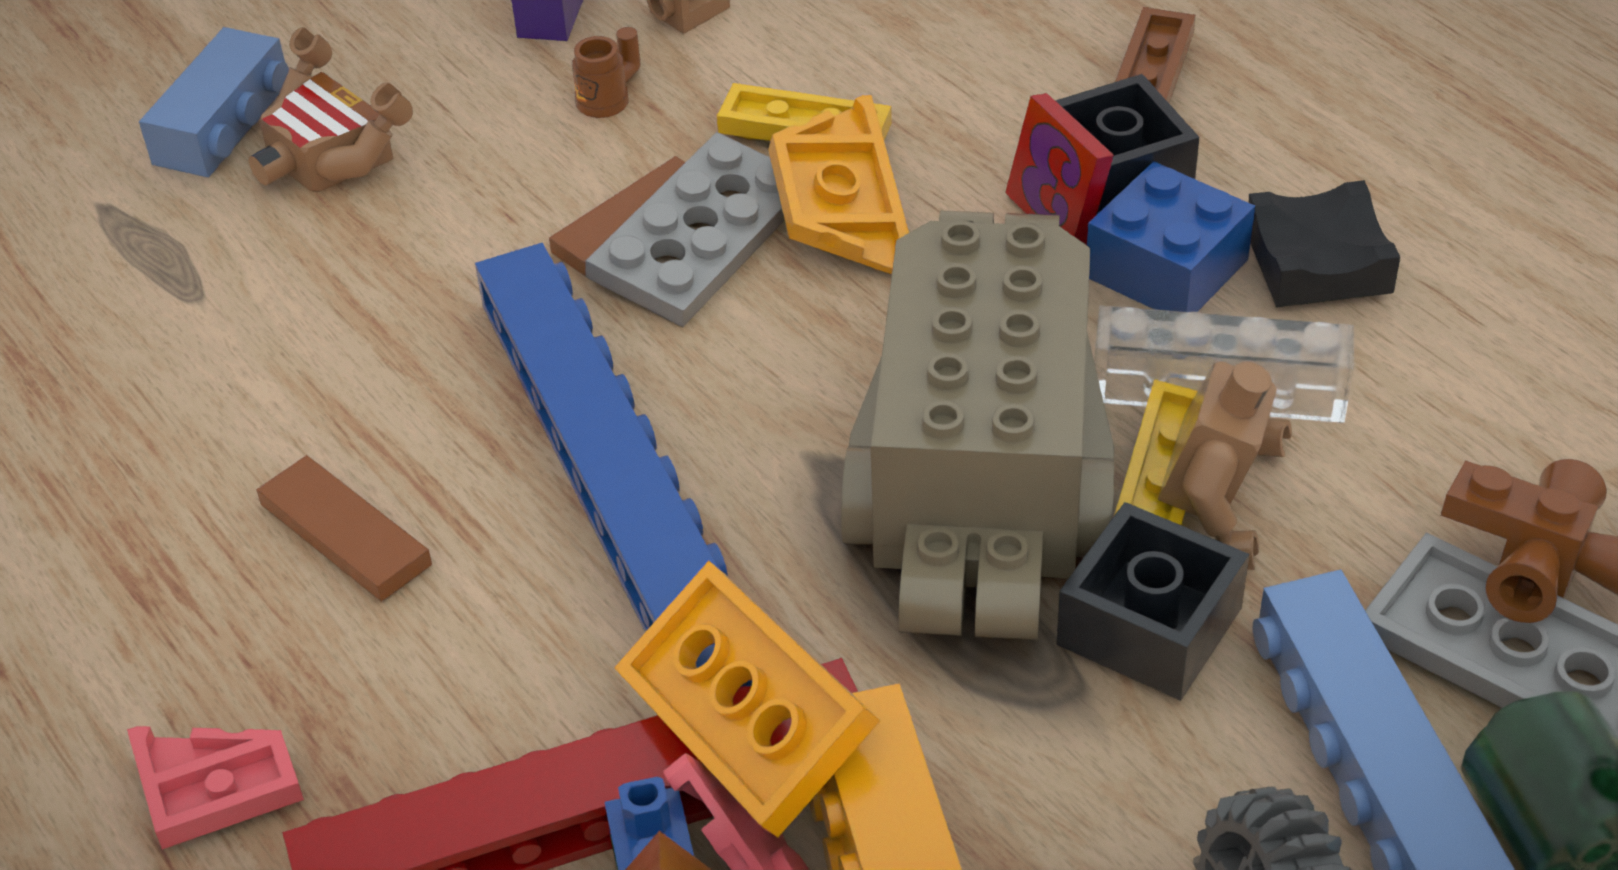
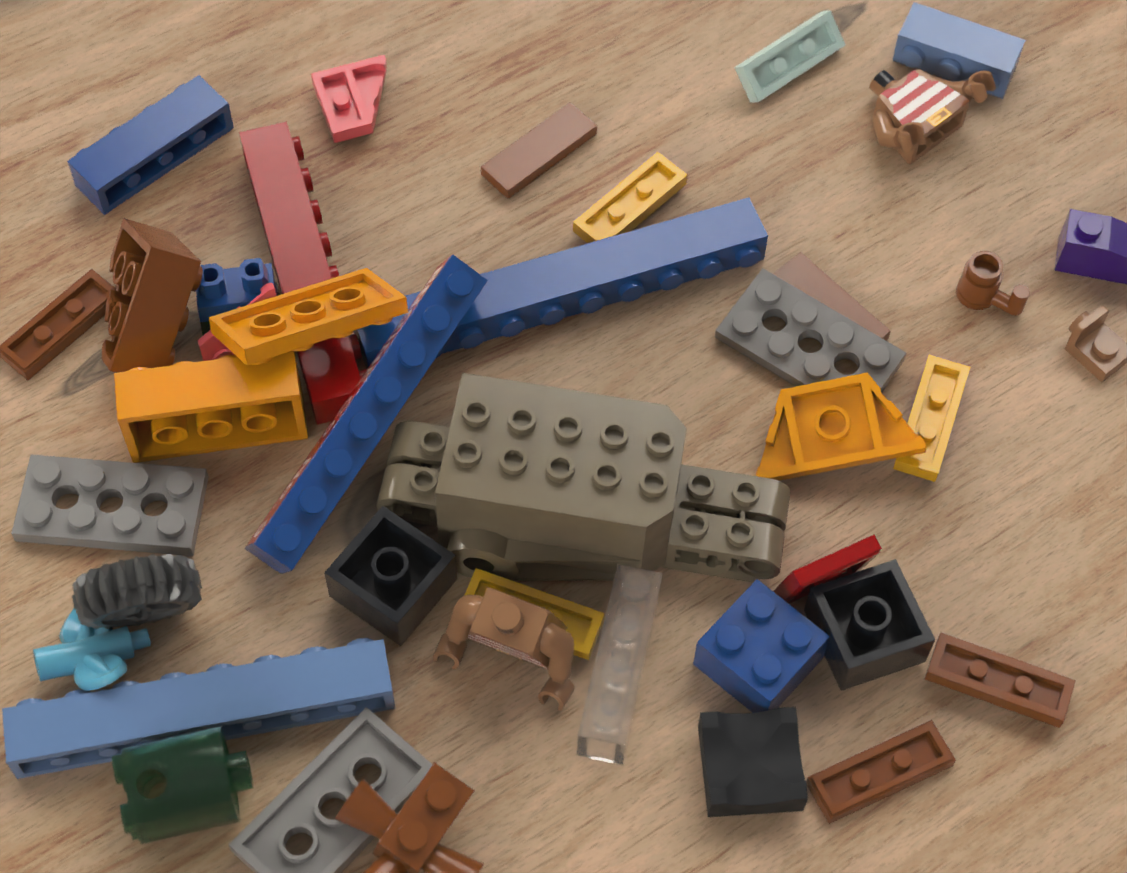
camera: 90 degrees right, 15 degrees up
(202, 256) = (790, 56): none -> light aqua plate
(460, 410) = (631, 200): none -> yellow plate
(909, 633) = (365, 416): none -> blue brick
(1278, 150) = (880, 771): none -> dark orange tile

